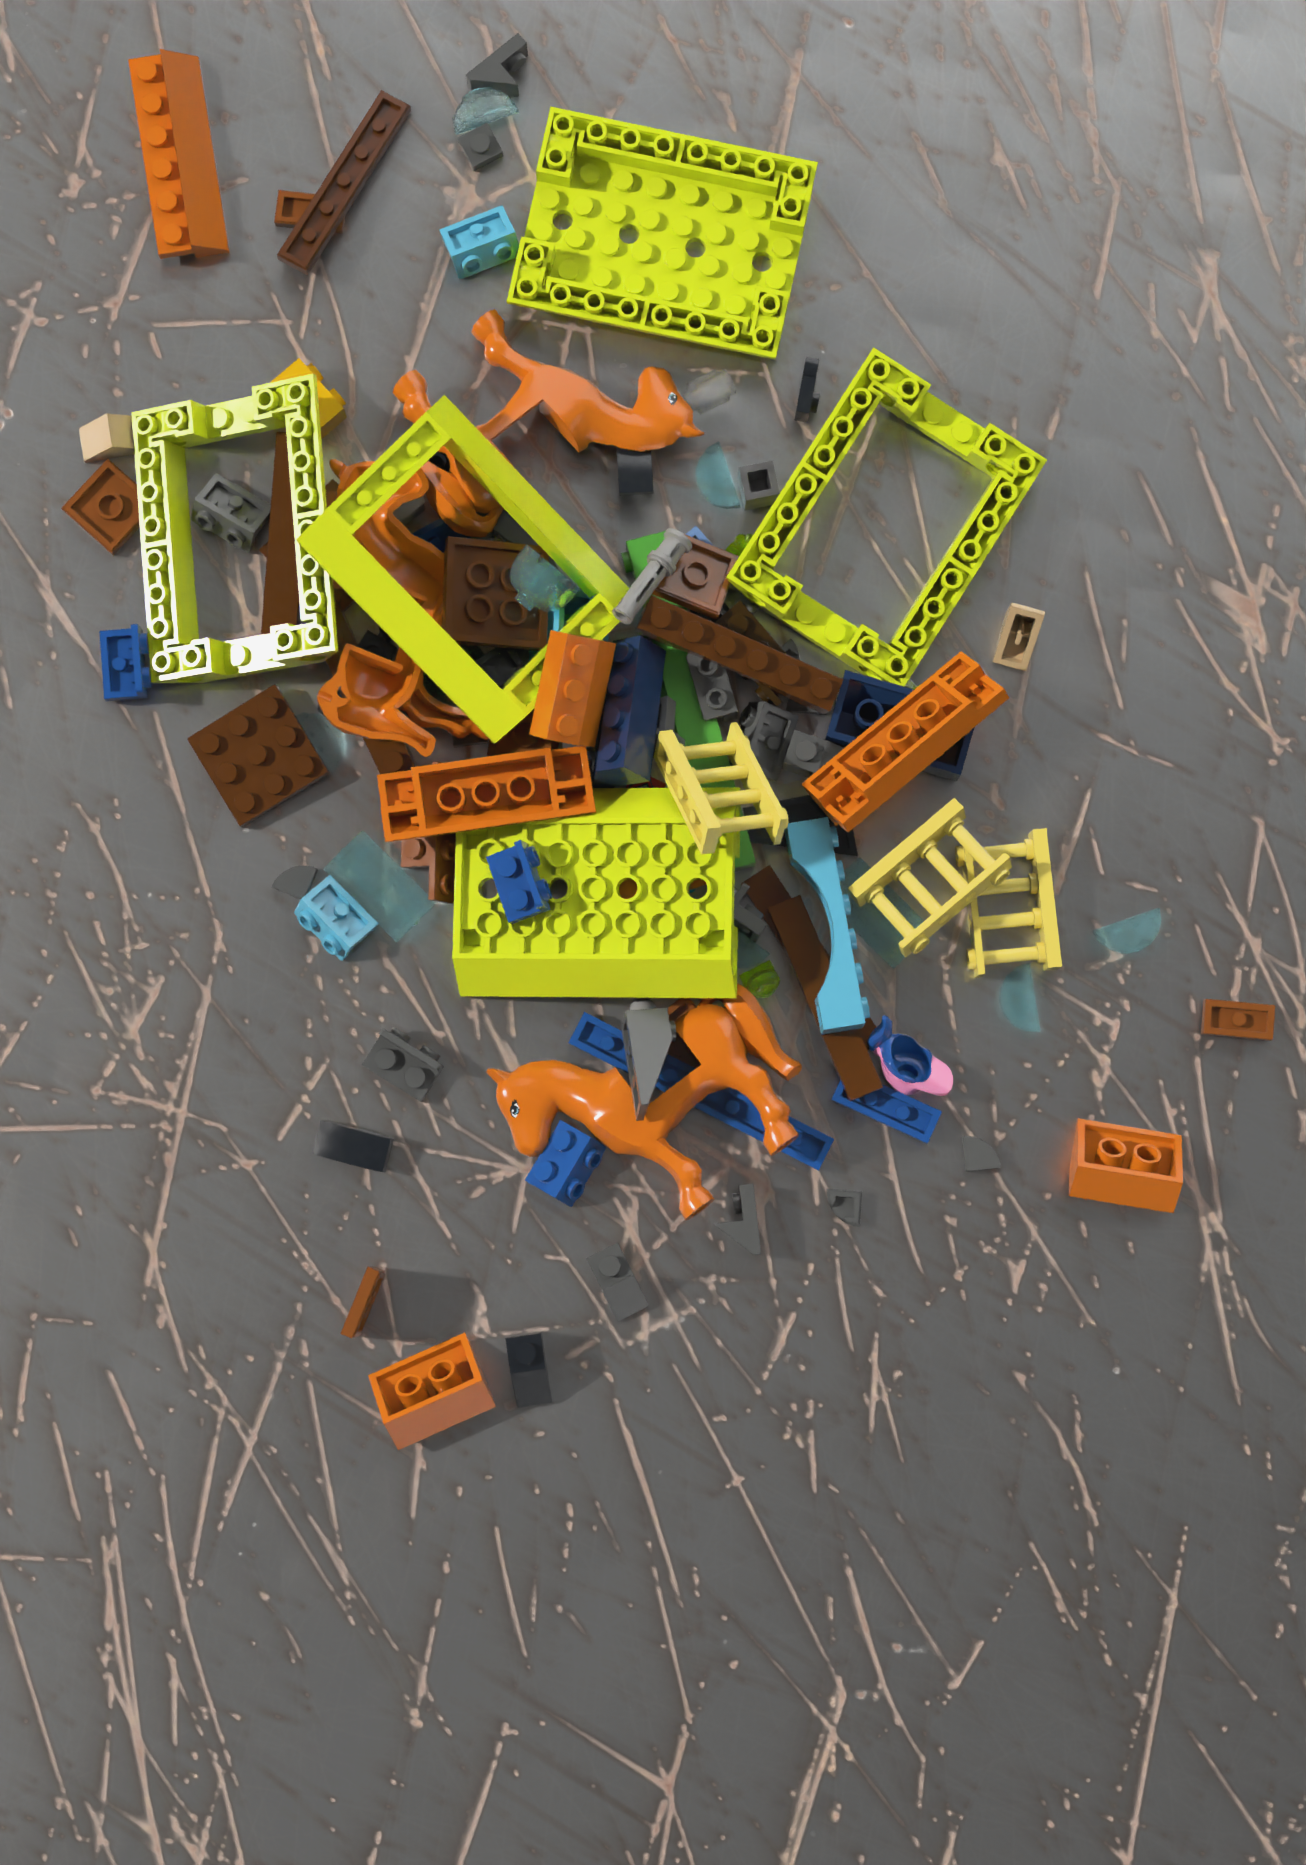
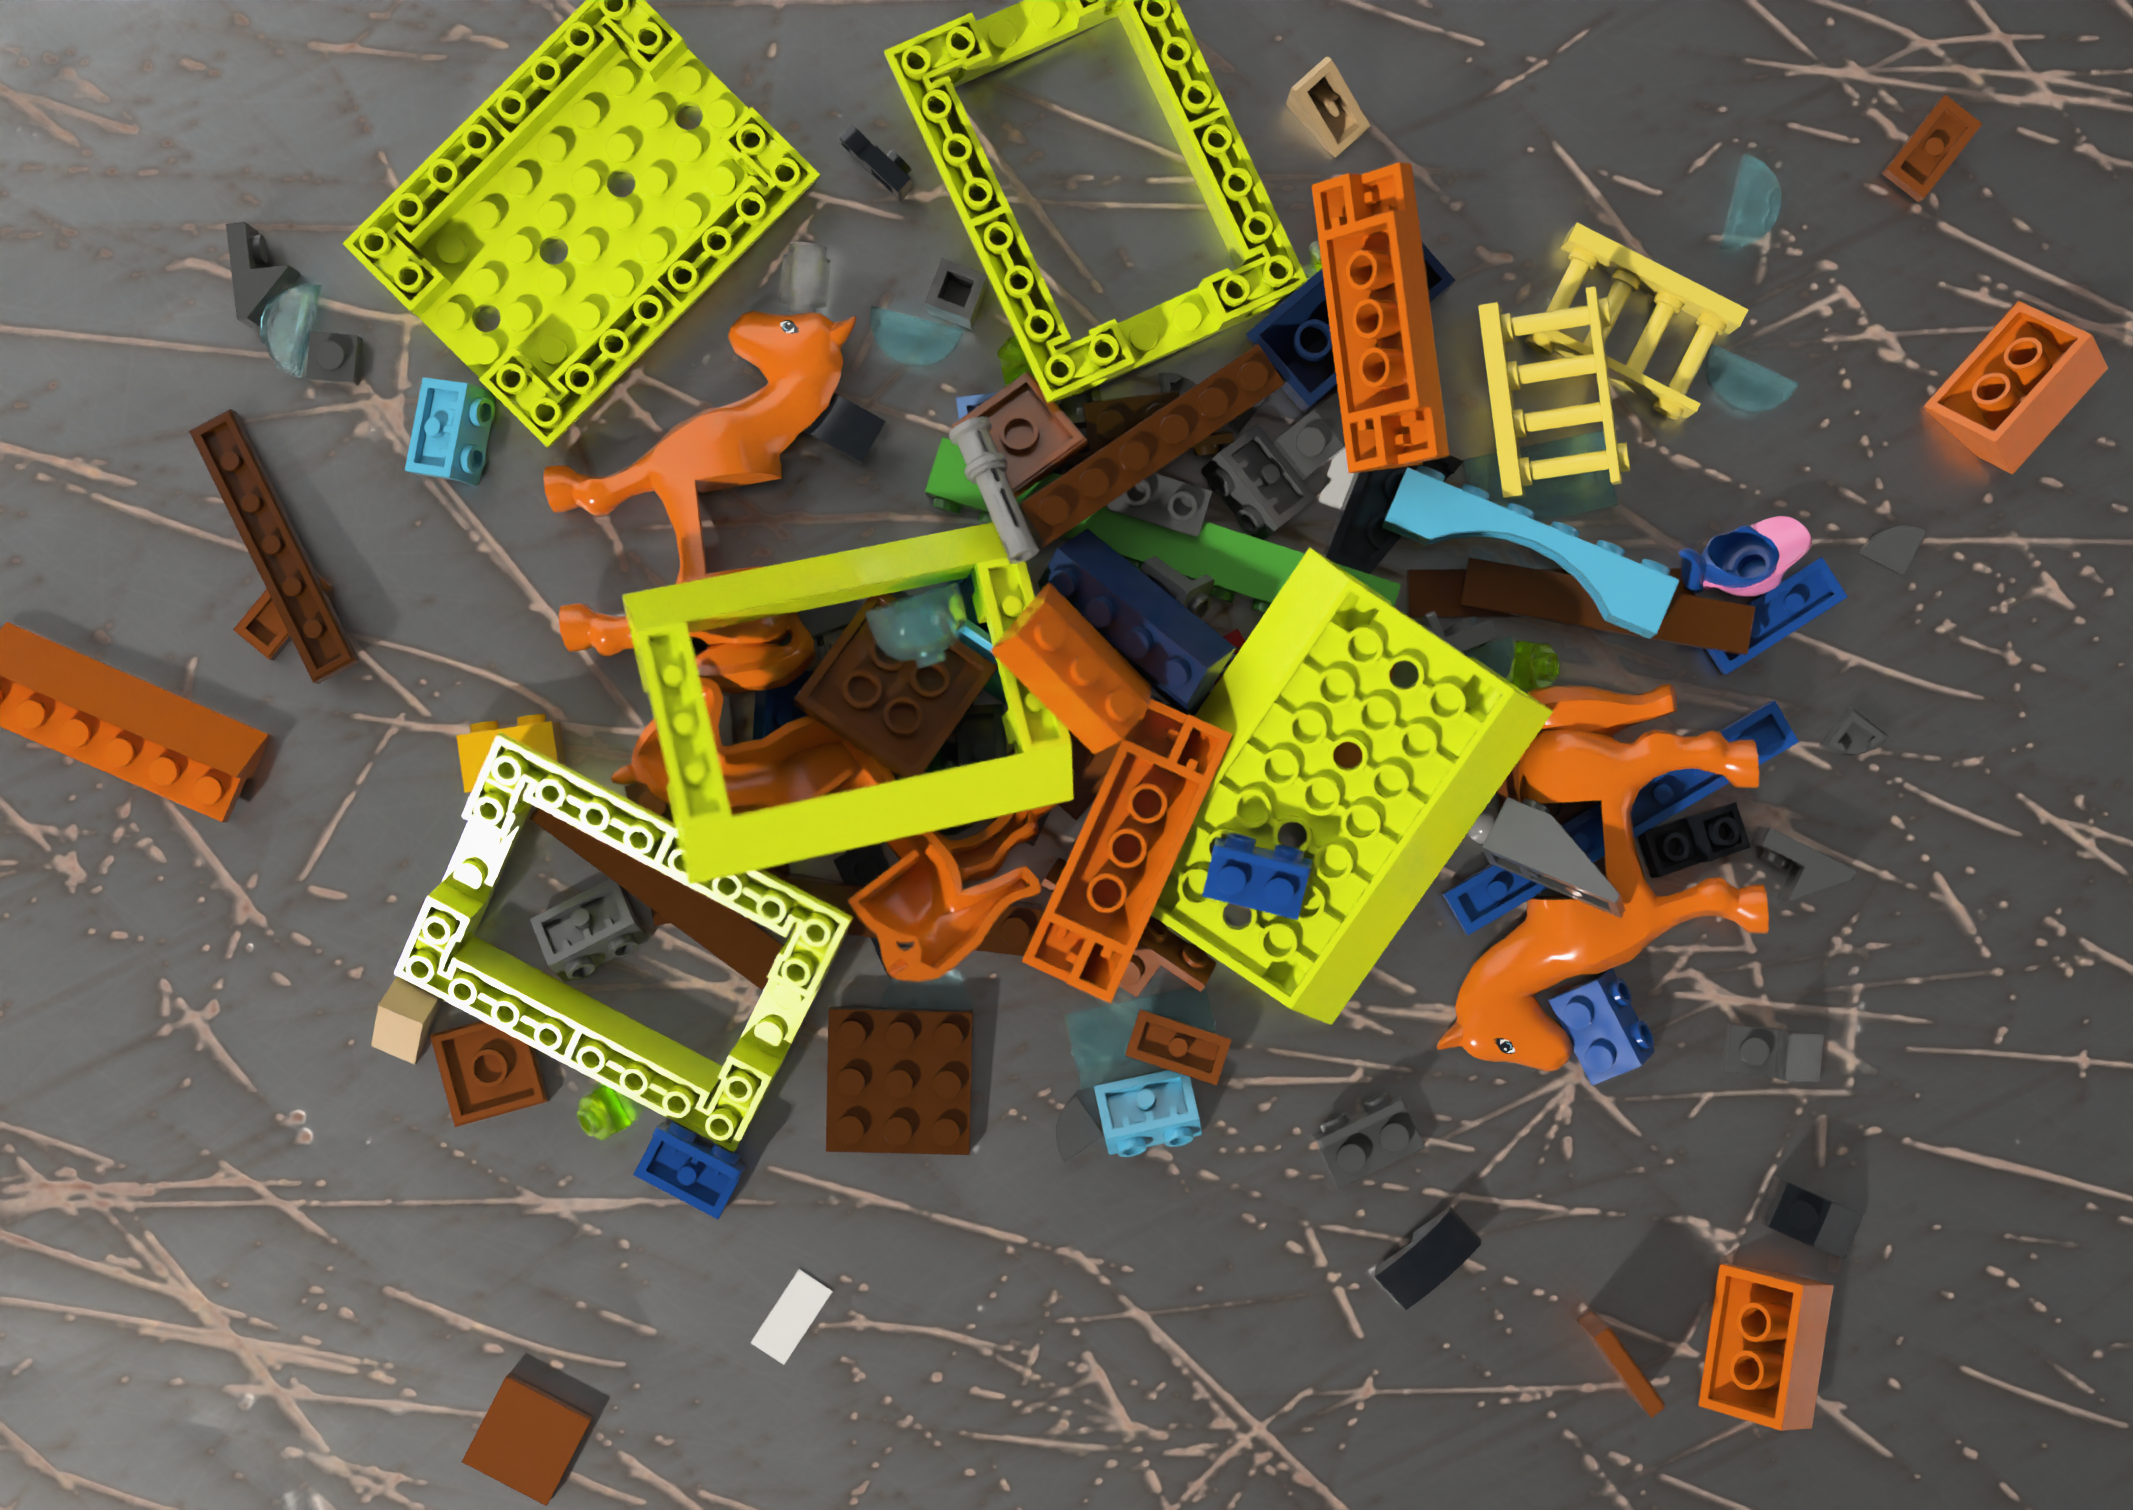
camera: 55 degrees left, 5 degrees up
(72, 783) = (791, 1317): none -> white sticker
(125, 590) = (602, 1113): none -> clear neon green plate
(386, 908) = (1178, 1046): none -> dark orange plate
(697, 805) = (1308, 611): light yellow fence -> none
(717, 1146) = (1693, 840): none -> black slope

